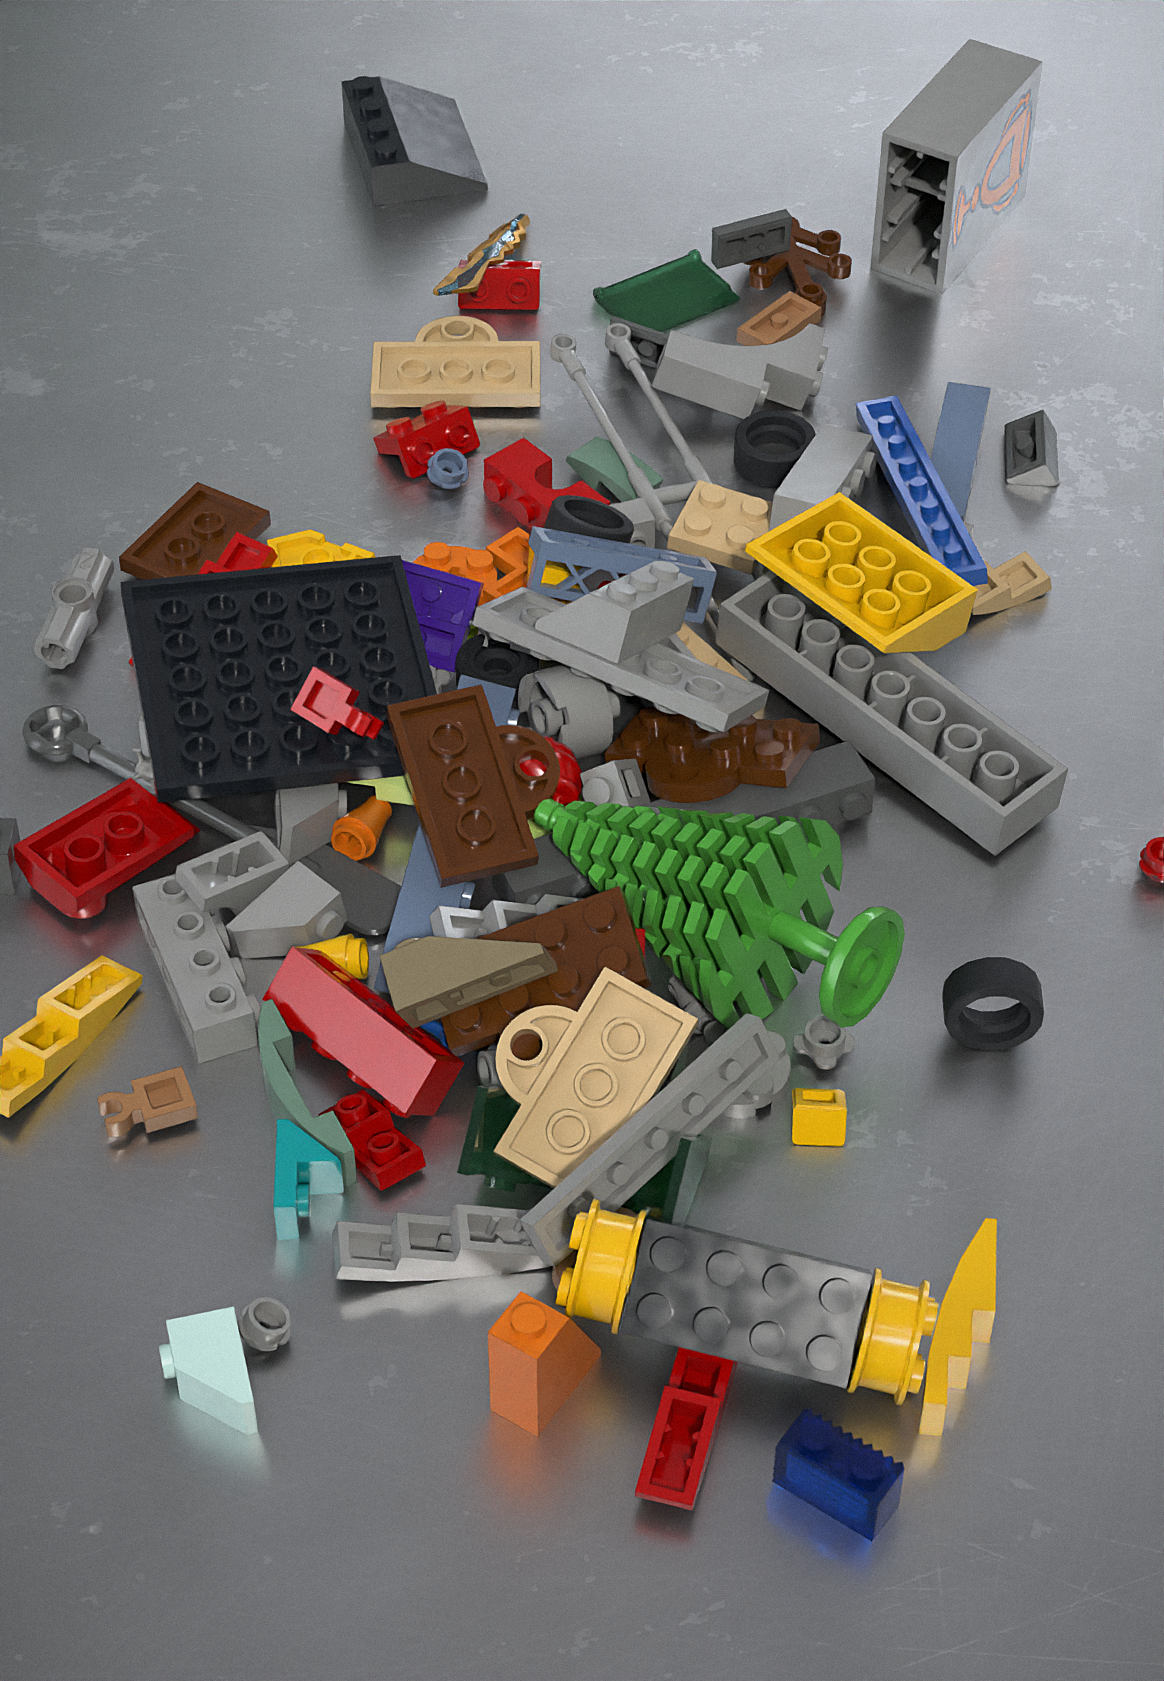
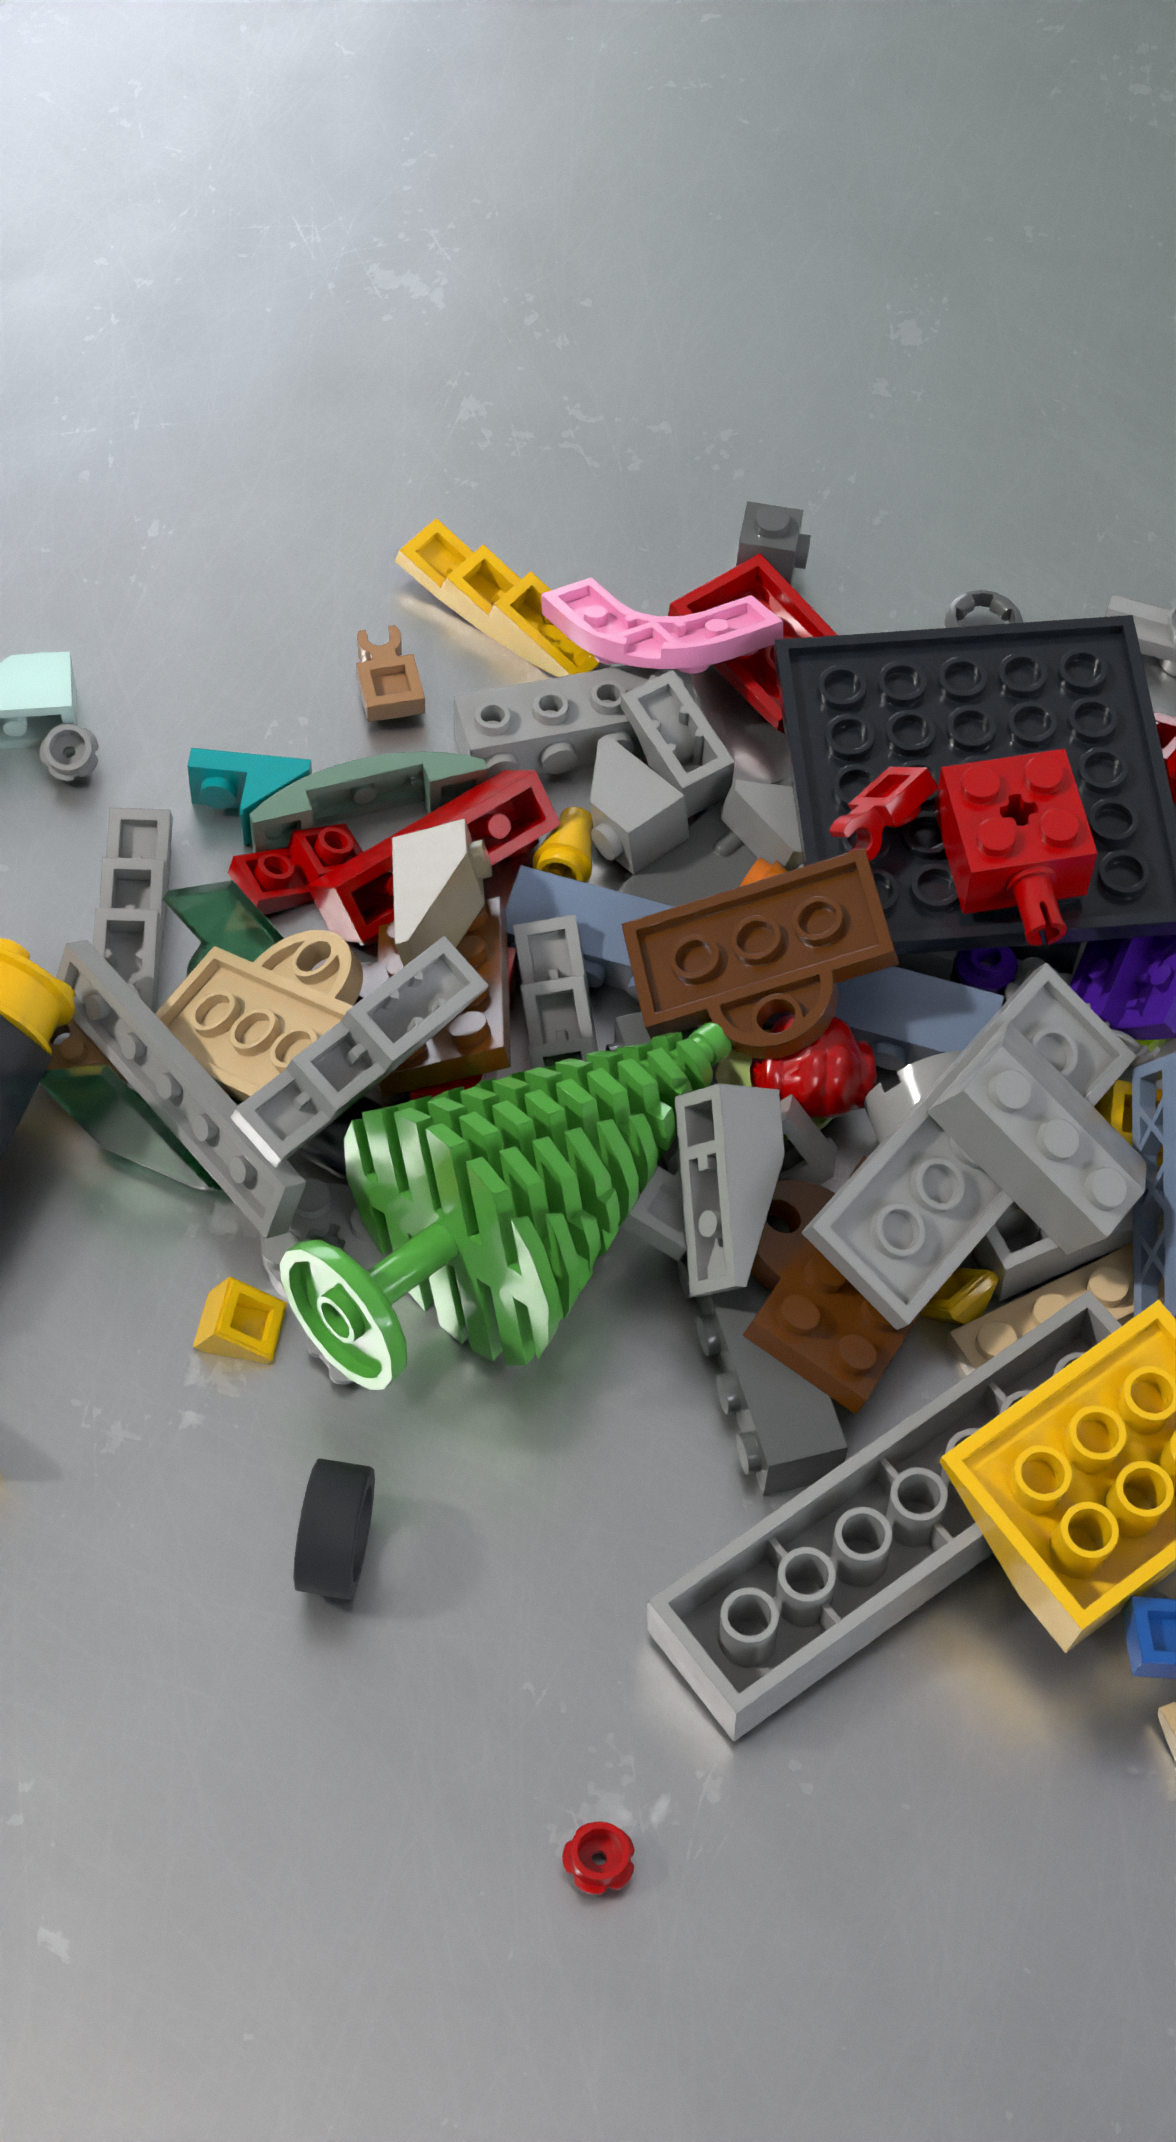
camera: 95 degrees right, 10 degrees up
(130, 904) = (637, 639): none -> bright pink plate
(362, 627) = (1016, 837): none -> red brick
(633, 955) = (359, 1051): none -> light grey slope
(682, 783) = (728, 1177): none -> light grey slope

